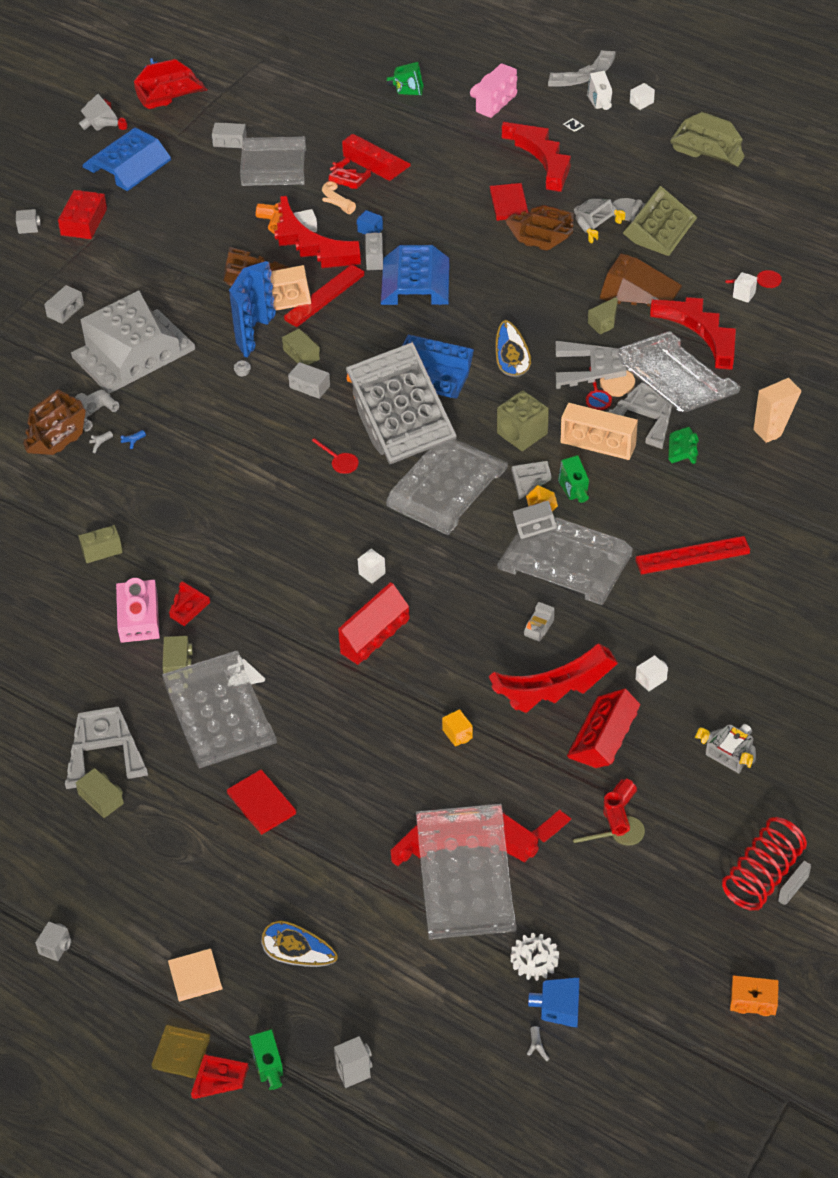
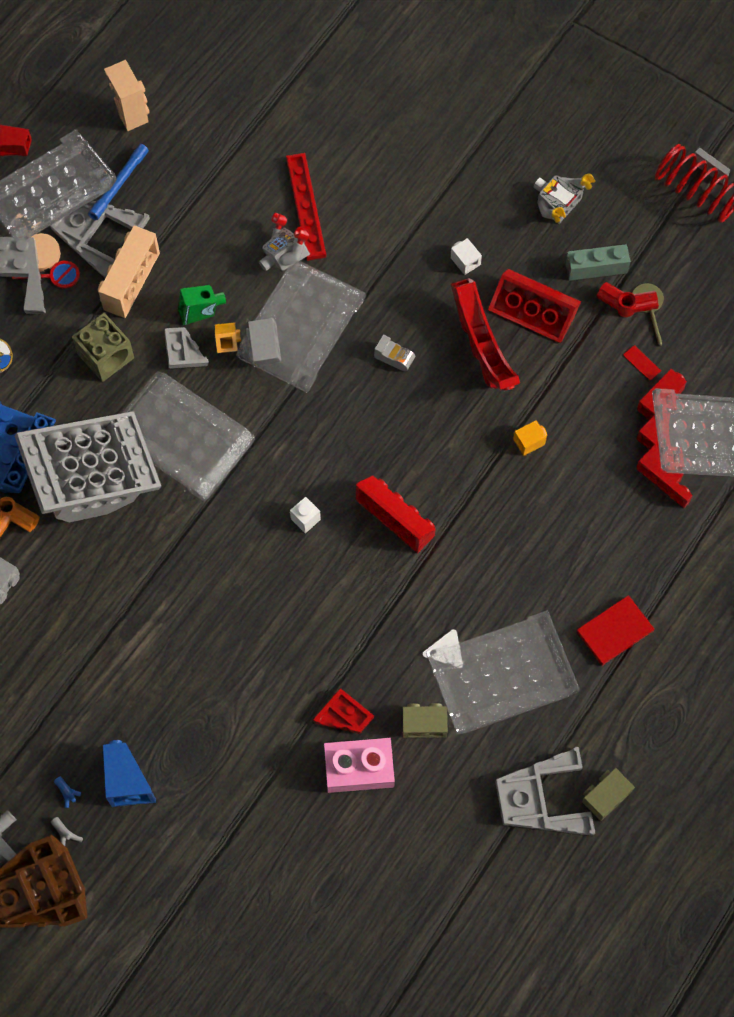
camera: 90 degrees left, 20 degrees up
(100, 544) = (248, 816): olive brick -> none
(139, 463) = (123, 777): none -> blue slope
(343, 462) = (131, 546): red piece -> none
(638, 534) = (284, 246): none -> light grey torso
(658, 779) = (597, 262): none -> sand green brick
(683, 445) = (151, 198): green bracket -> none
(720, 432) = (101, 204): none -> blue piece

